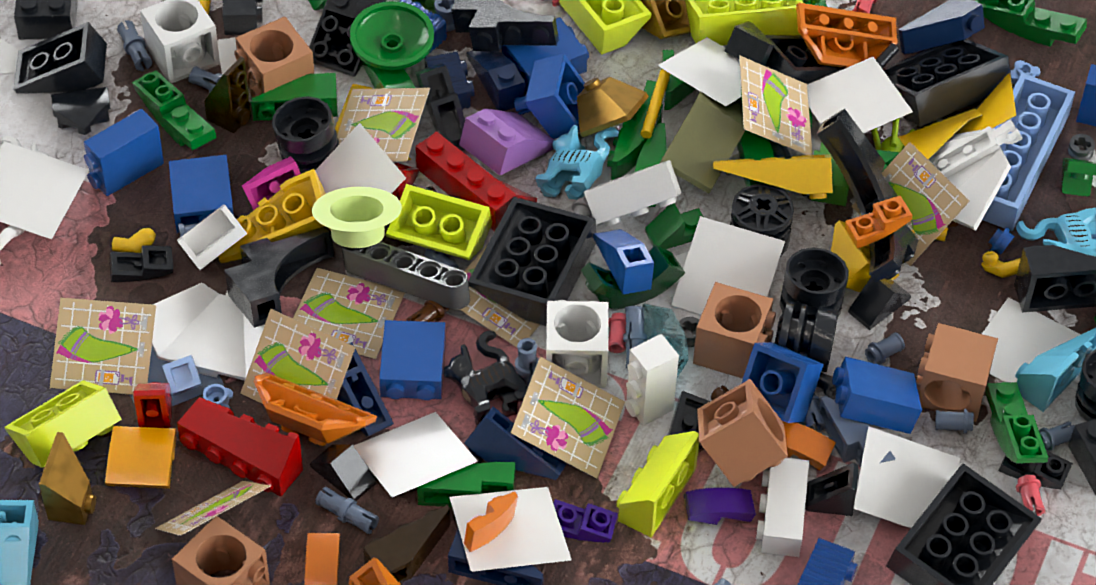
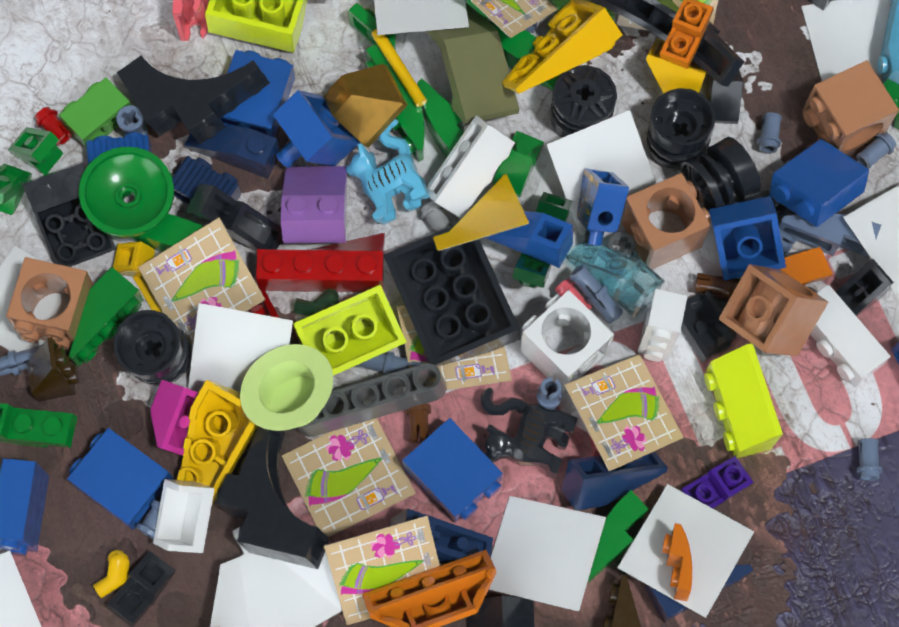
camera: 45 degrees left, 20 degrees up
(355, 81) = (131, 256): none -> yellow slope
(616, 227) = (492, 214): none -> yellow sticker
(703, 273) = (601, 204): none -> blue torso
(712, 504) = (797, 379): dark purple slope -> none

